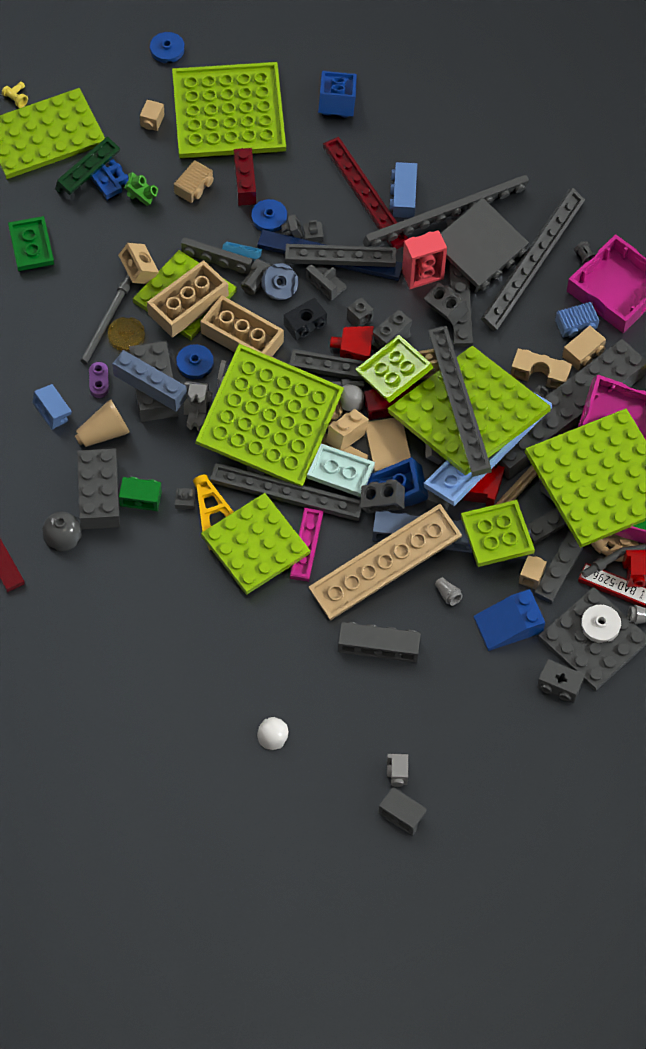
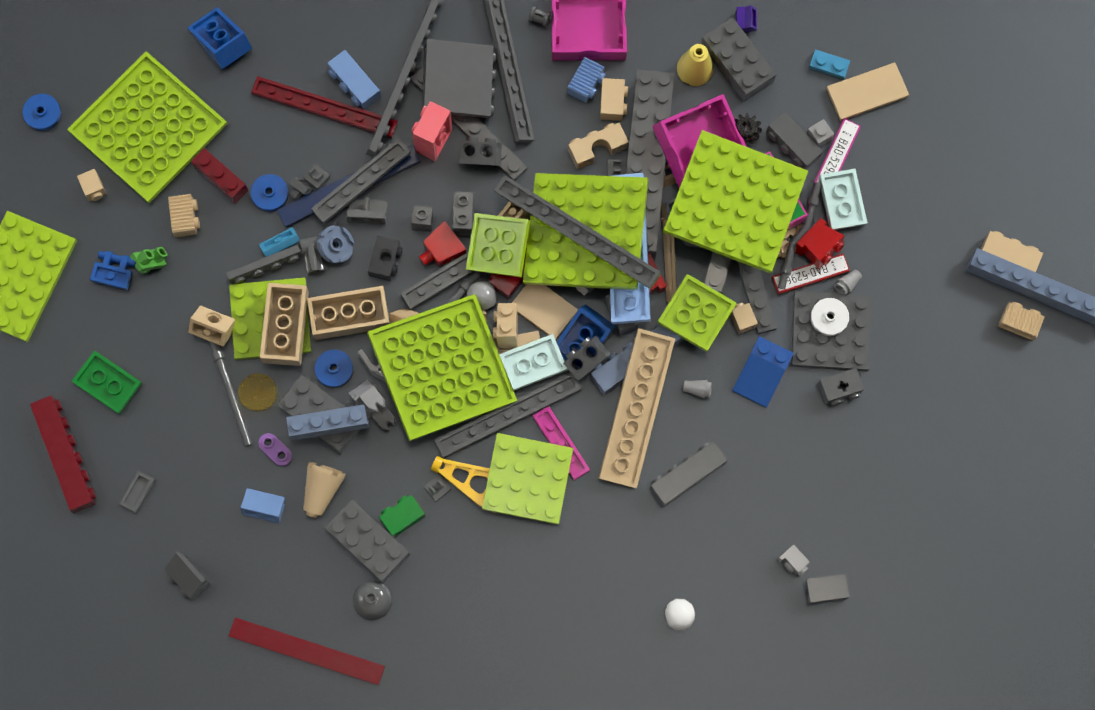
camera: 45 degrees left, 15 degrees up
(87, 166) = (87, 276): dark green fence -> none

